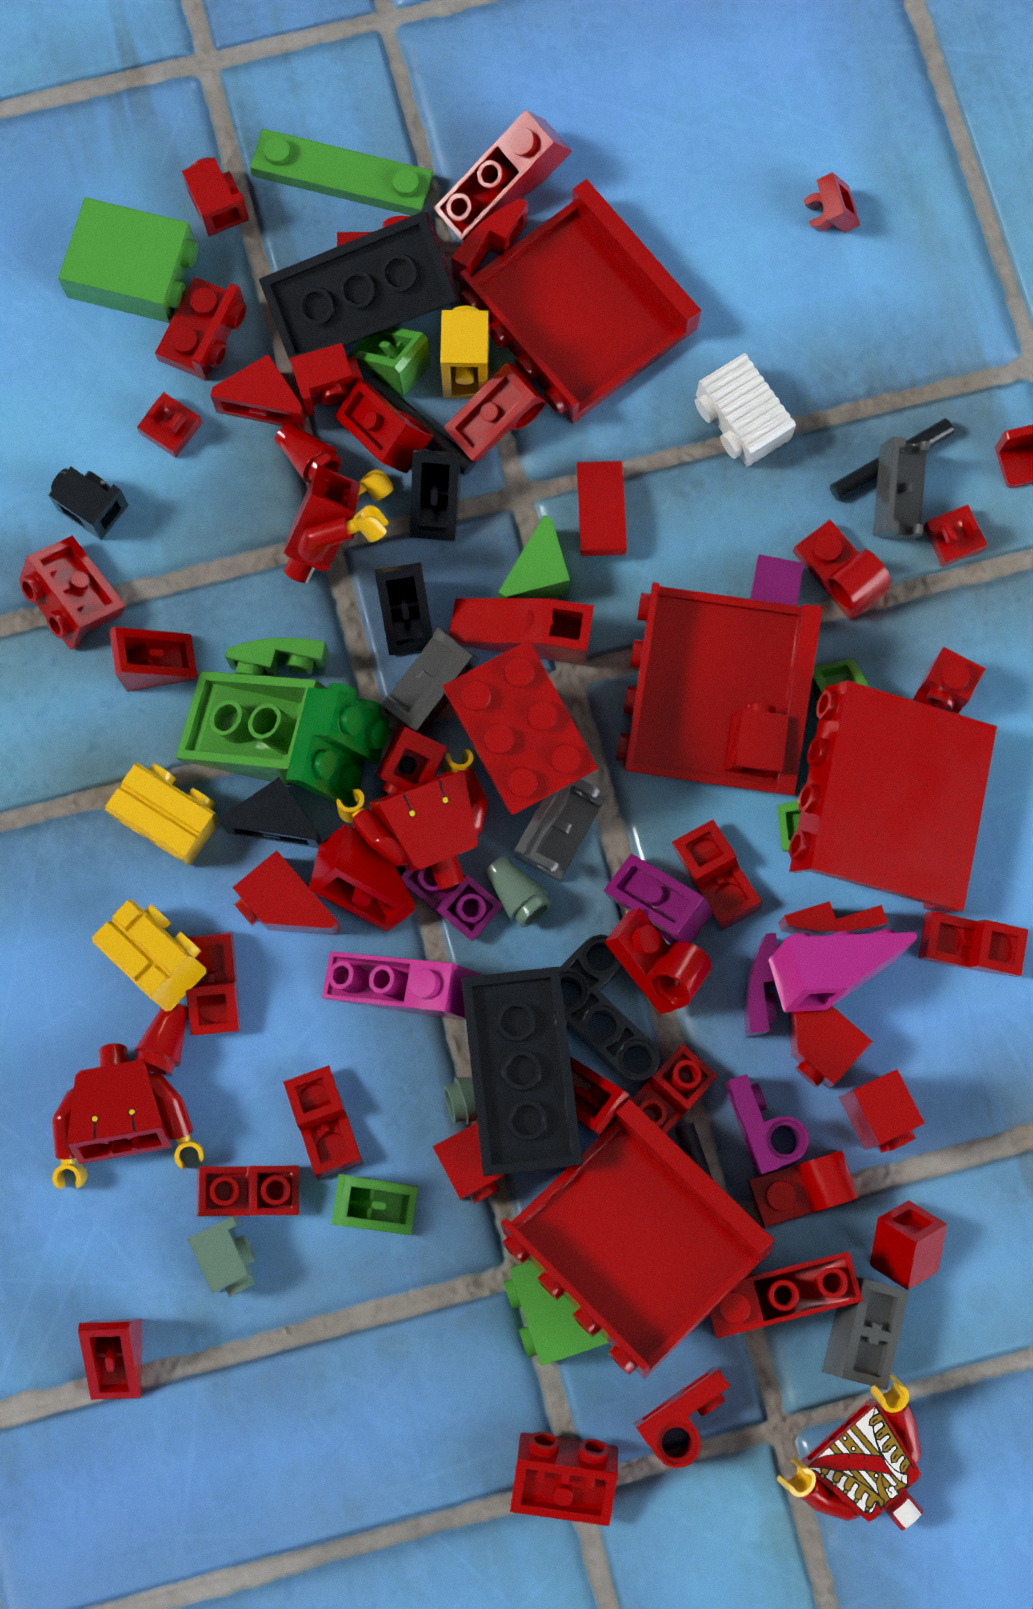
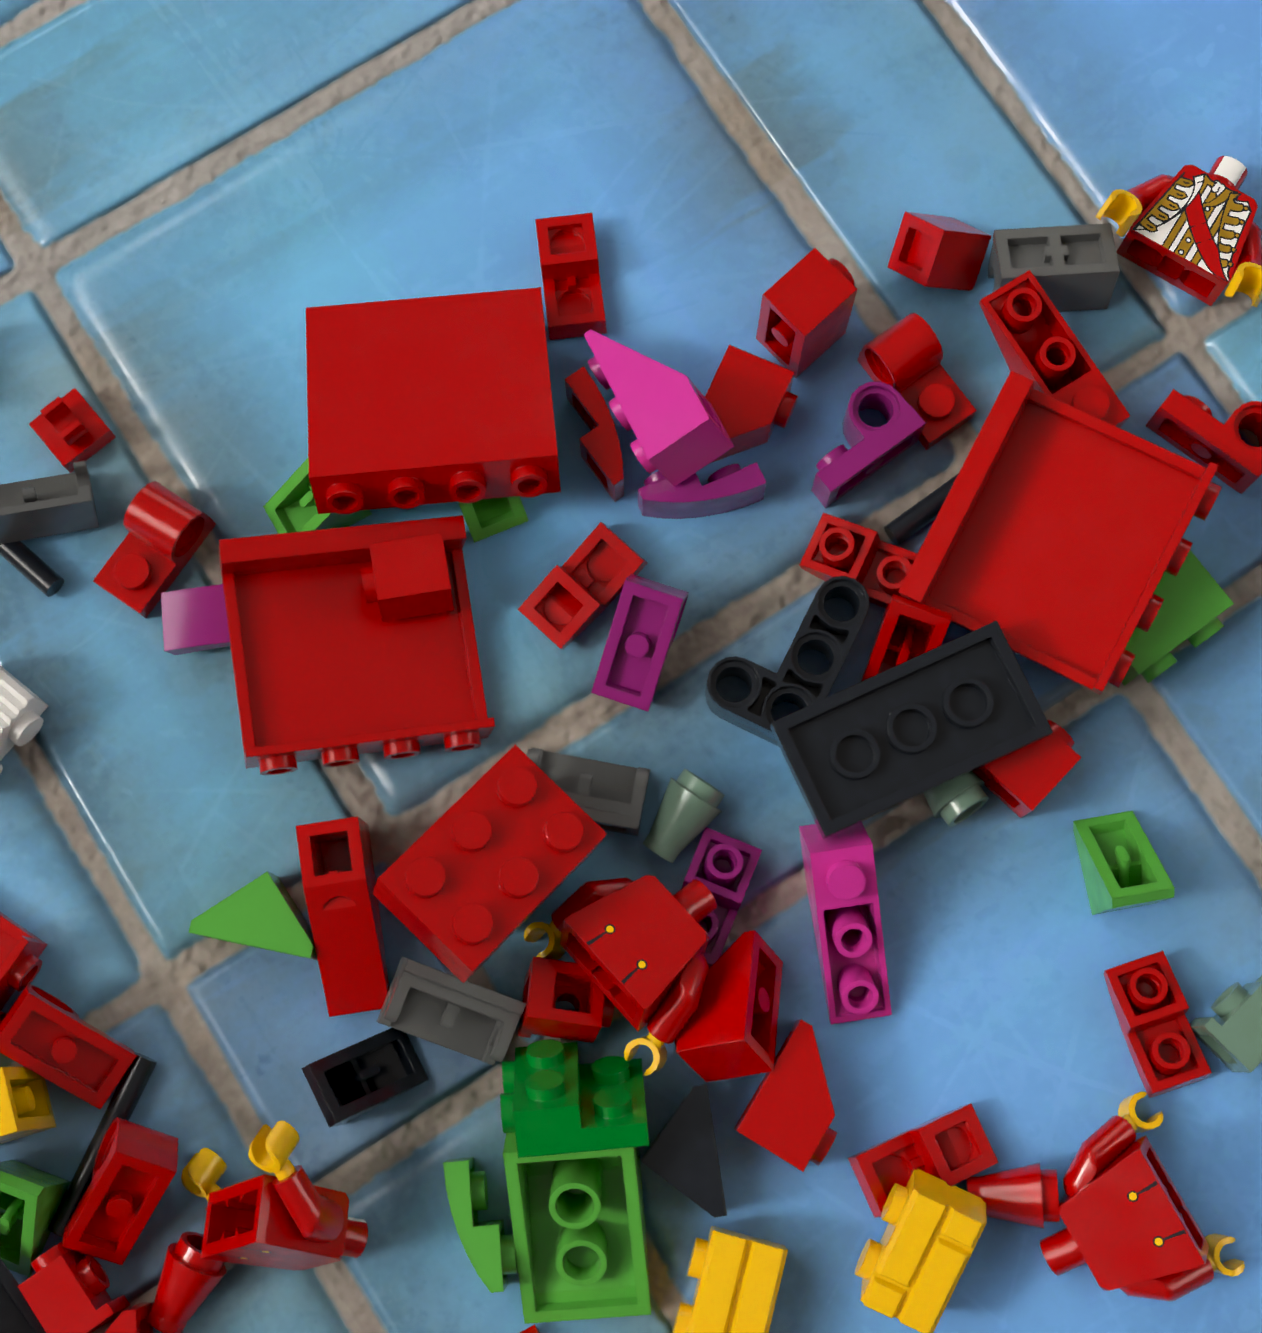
camera: 105 degrees left, 0 degrees up
(323, 1122) = (1041, 960): red slope -> none
(435, 494) = (198, 1087): black slope -> none
(601, 508) = (155, 867): red slope -> none
(662, 971) = (726, 605): red plate -> none
(949, 681) = (265, 382): red brick -> none

